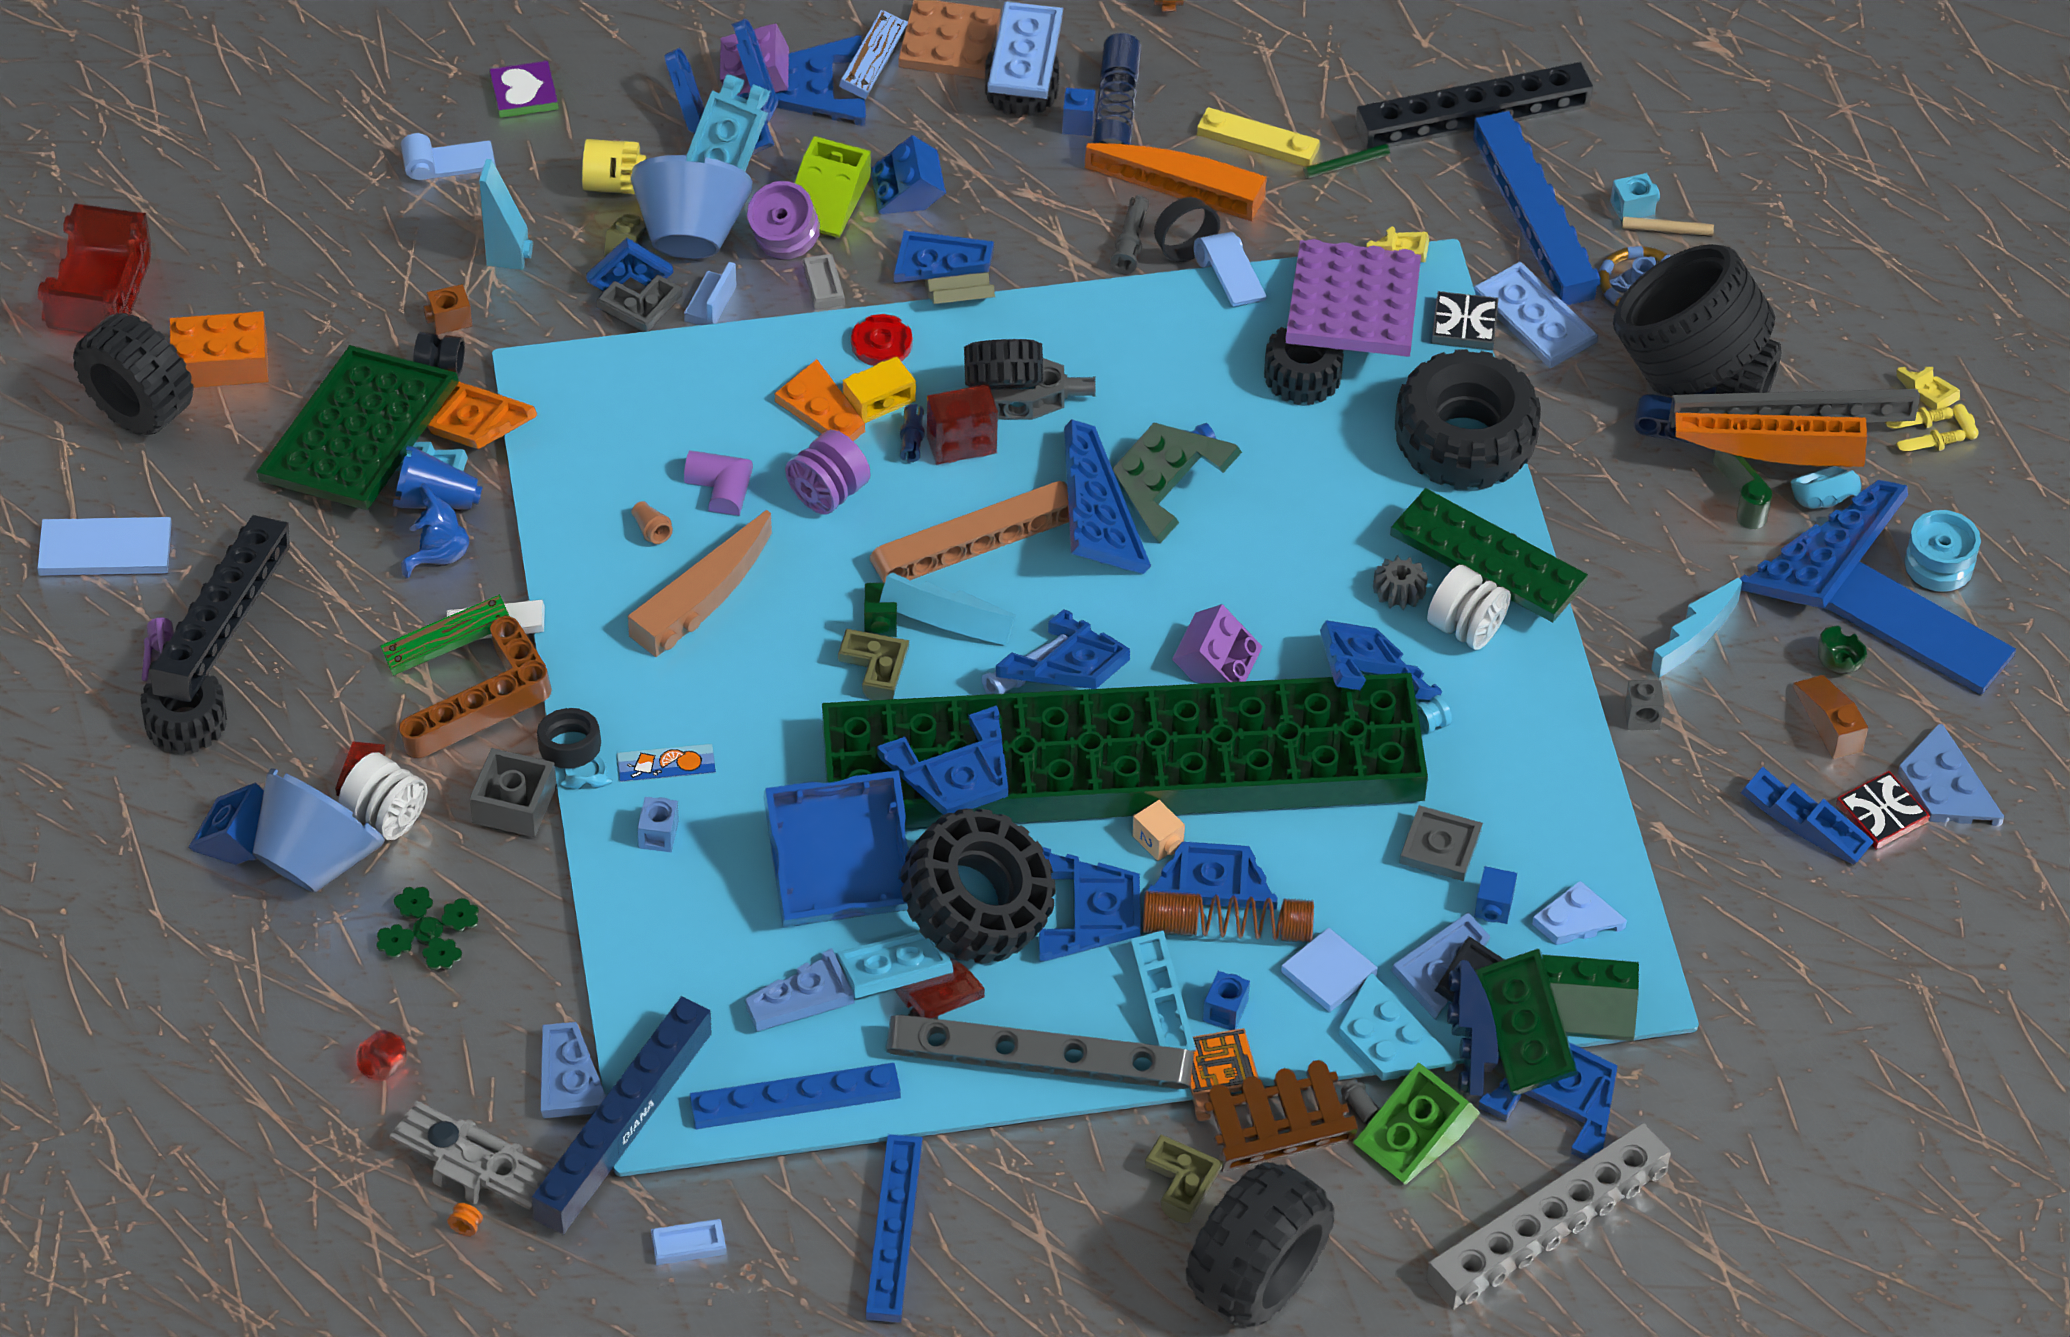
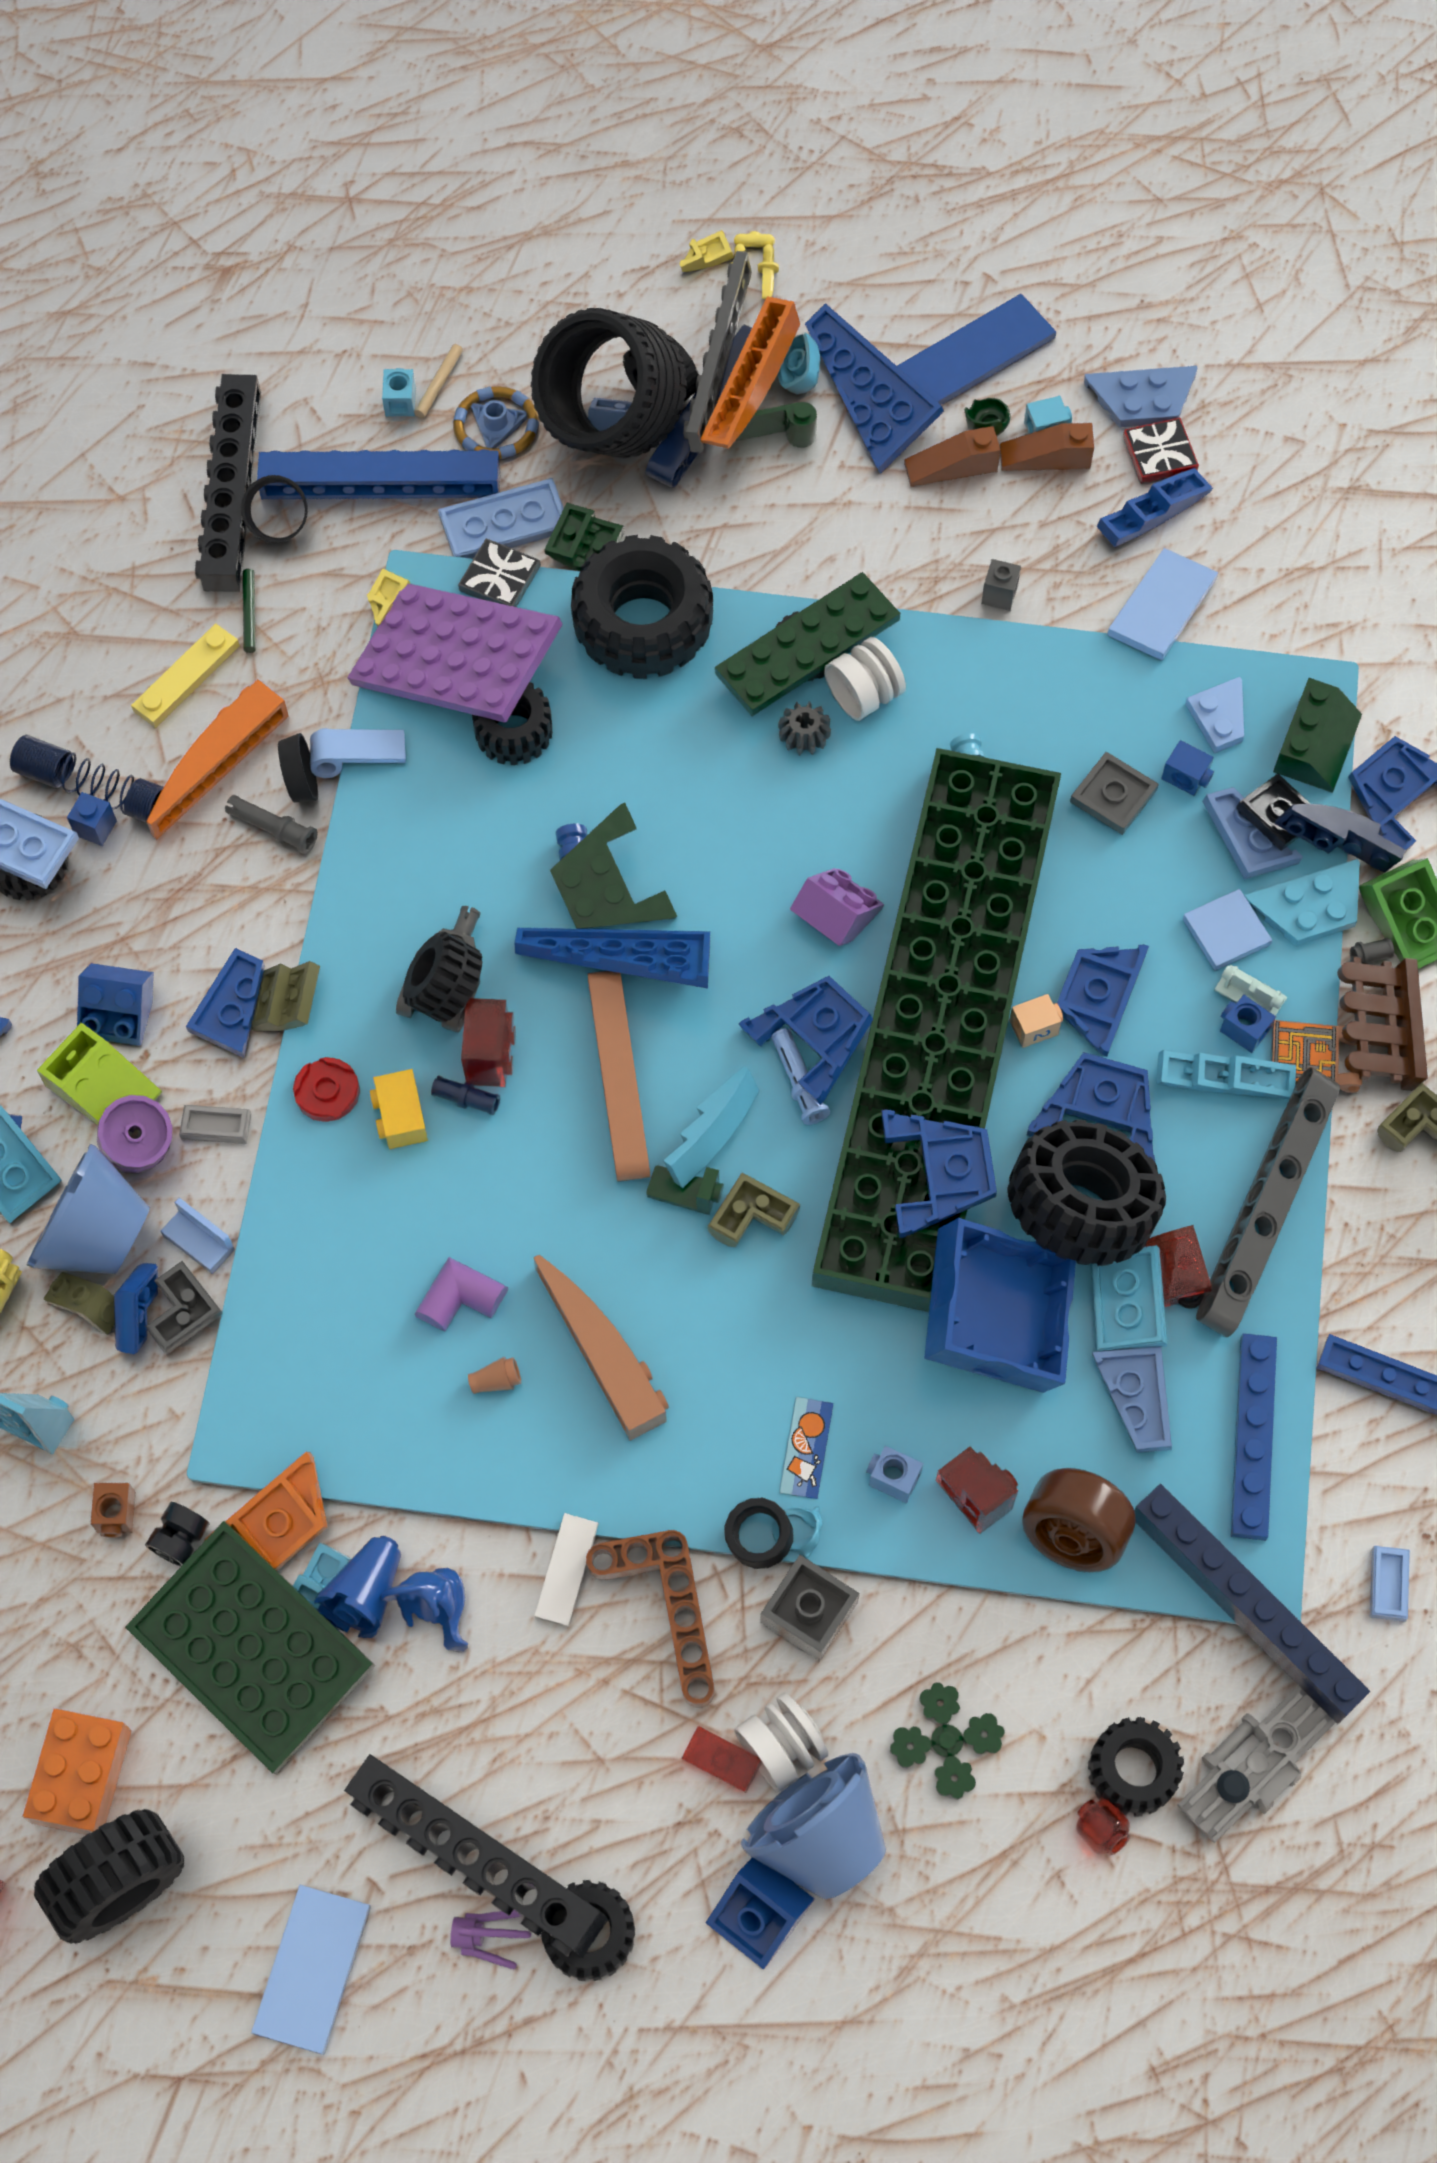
camera: 70 degrees left, 15 degrees up
(443, 635) = (572, 1624): green tile -> none
(443, 1042) = (1151, 1741): none -> black tyre
(465, 1219) = (1323, 1792): orange bush -> none
(568, 1075) = (1172, 1645): medium blue wing -> none
(651, 952) = (1079, 1520): none -> reddish brown wheel
(660, 883) = (978, 1488): none -> clear red brick
(820, 402) = (392, 1170): orange wing -> none
(827, 471) = (504, 1185): medium lavender wheel -> none
(1179, 915) = (1142, 1026): dark orange piece -> none
(1265, 999) = (1236, 983): none -> light aqua hinge
(1366, 649) = (887, 782): blue wing -> none
(1442, 123) = (247, 500): none -> black tyre
(1527, 1022) = (1346, 781): dark green tile -> none
(1546, 369) = (580, 535): none -> dark green slope
(1689, 845) = (1162, 604): none -> light blue tile
(1701, 623) = (921, 510): medium azure slope -> none
(1782, 640) = (958, 457): none -> dark orange slope
(1869, 698) = (1046, 414): none -> medium azure brick
(1942, 550) = (905, 303): medium azure wheel -> none

